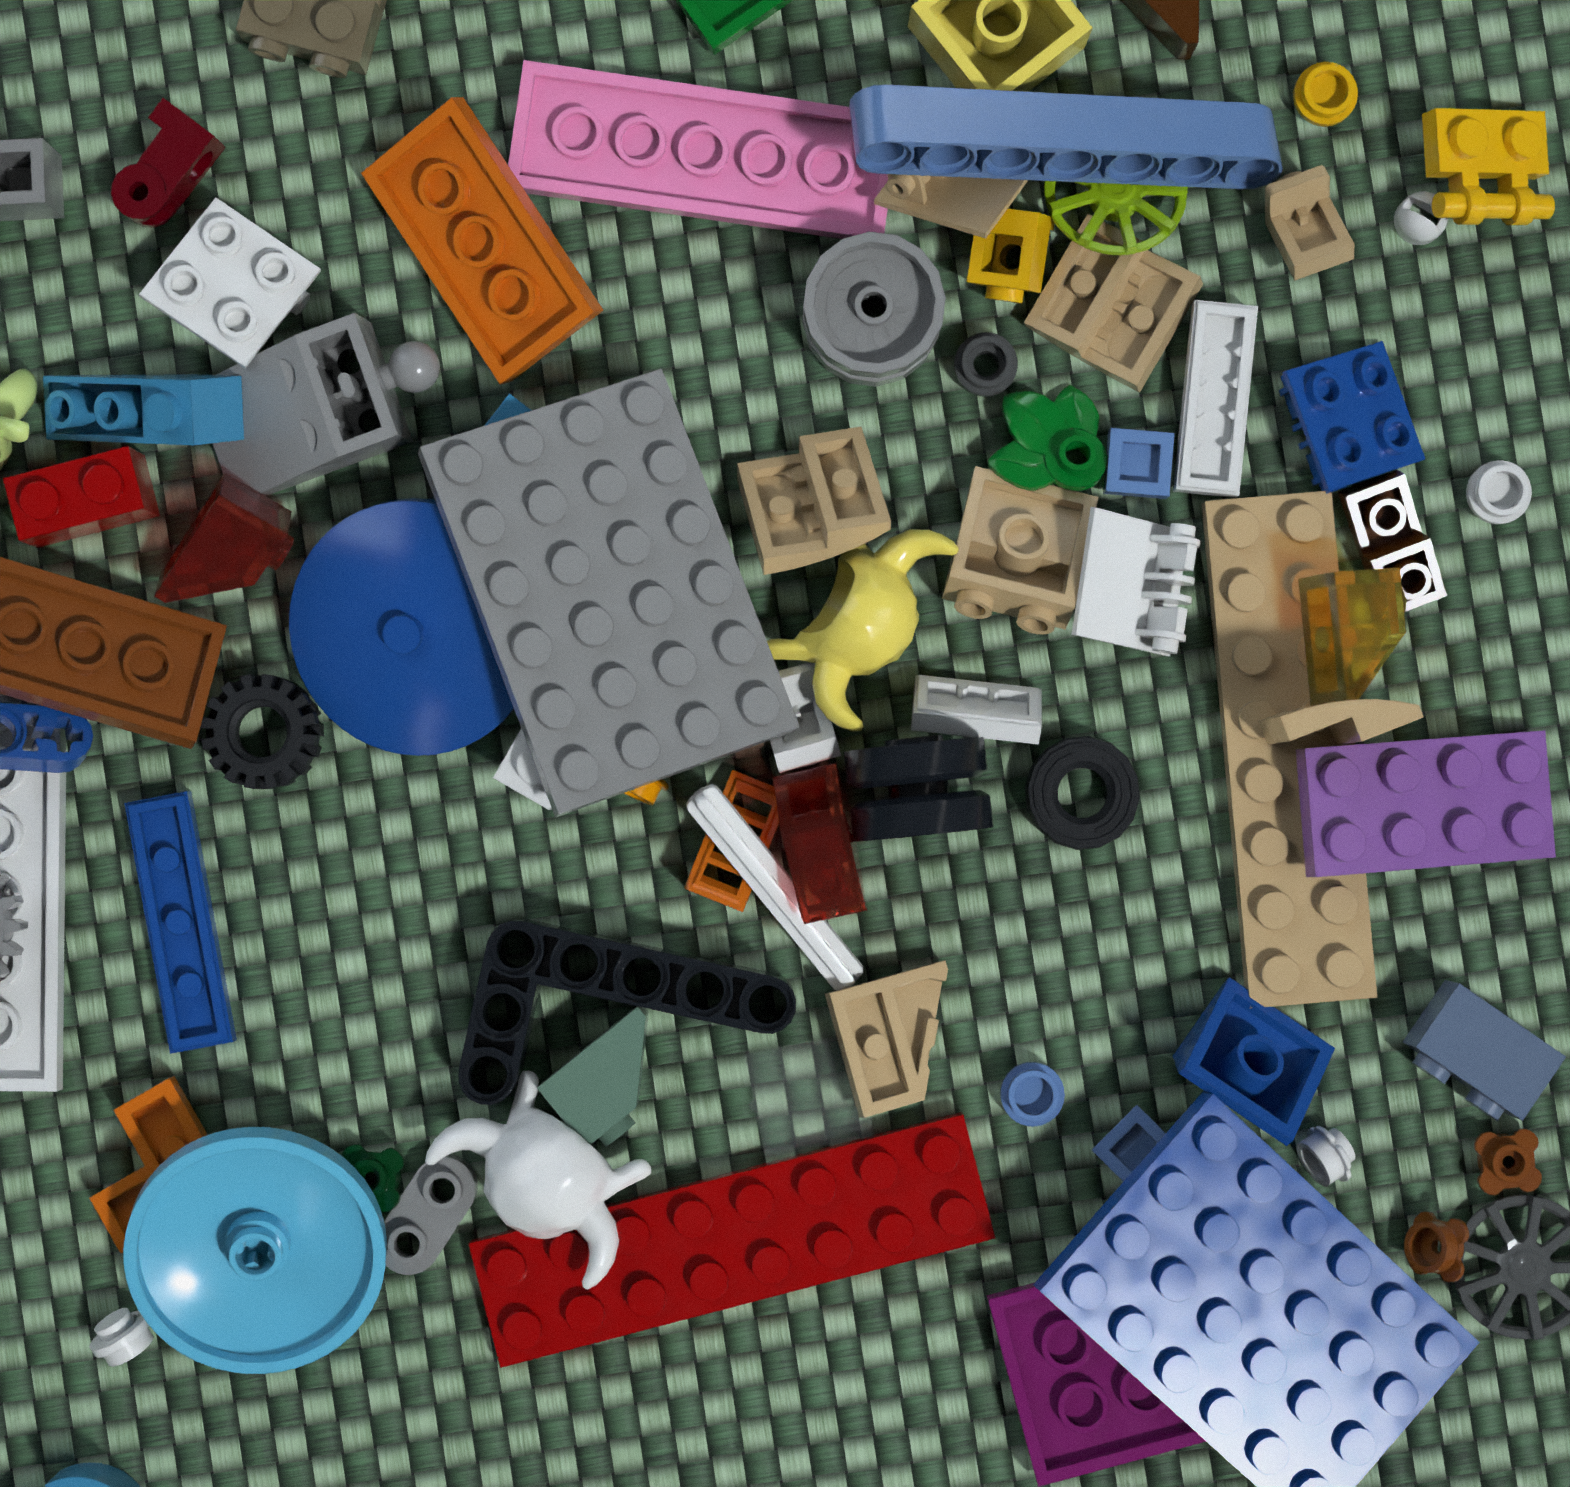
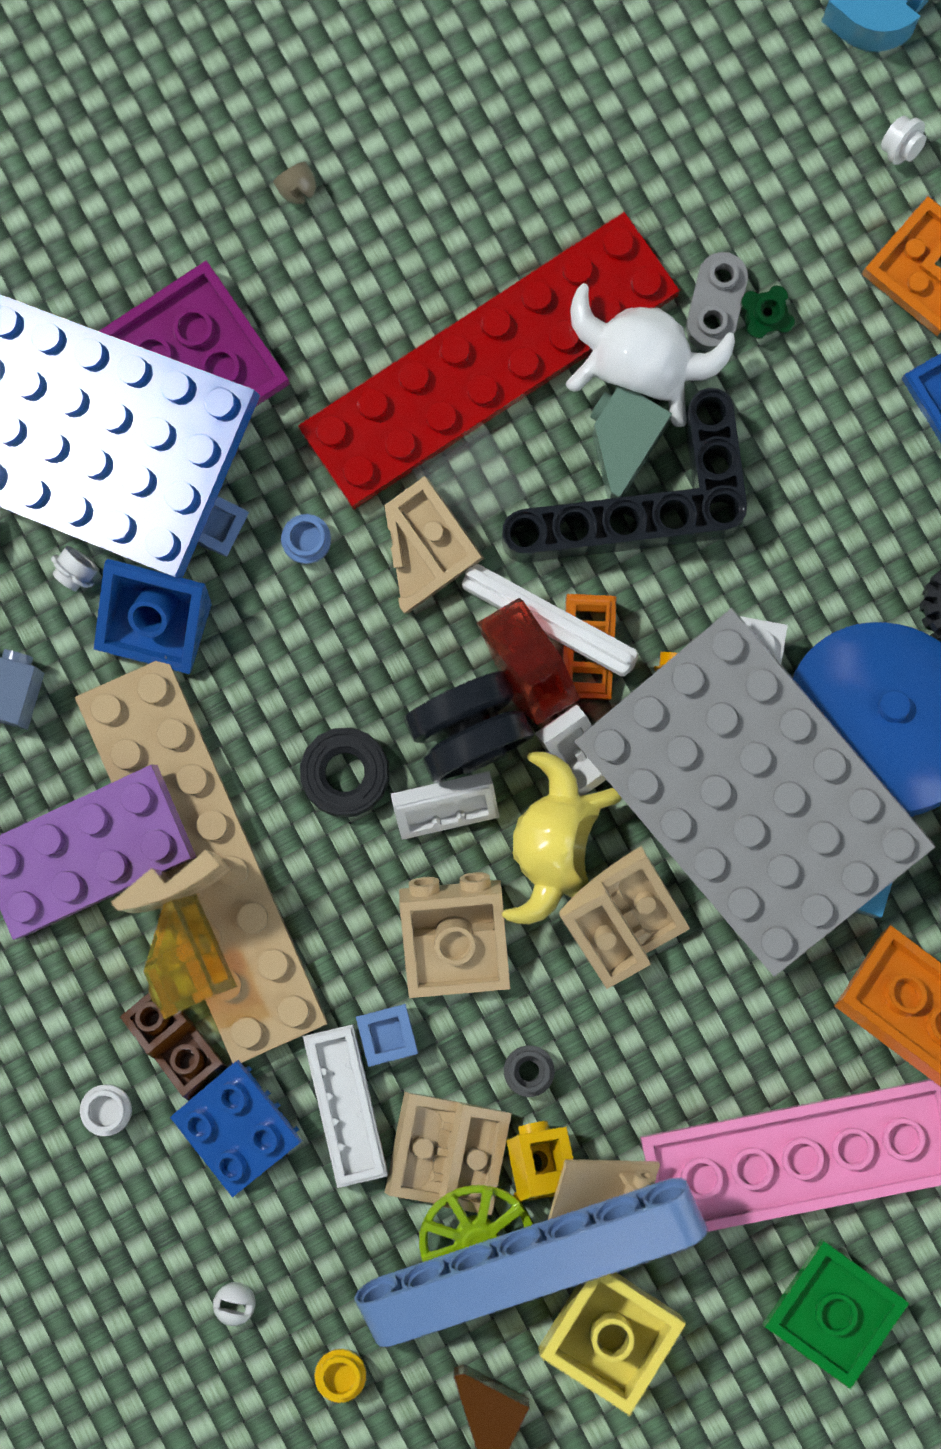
camera: 170 degrees right, 5 degrees down
(255, 1250) = (832, 230): medium azure dish -> none
(879, 270) = (653, 1102): light grey wheel -> none
(1042, 437) = (466, 1030): green plate -> none
(1134, 582) = (360, 941): white hinge -> none
(1306, 223) = (321, 1266): tan bracket -> none
(1487, 145) = (203, 1377): yellow plate -> none

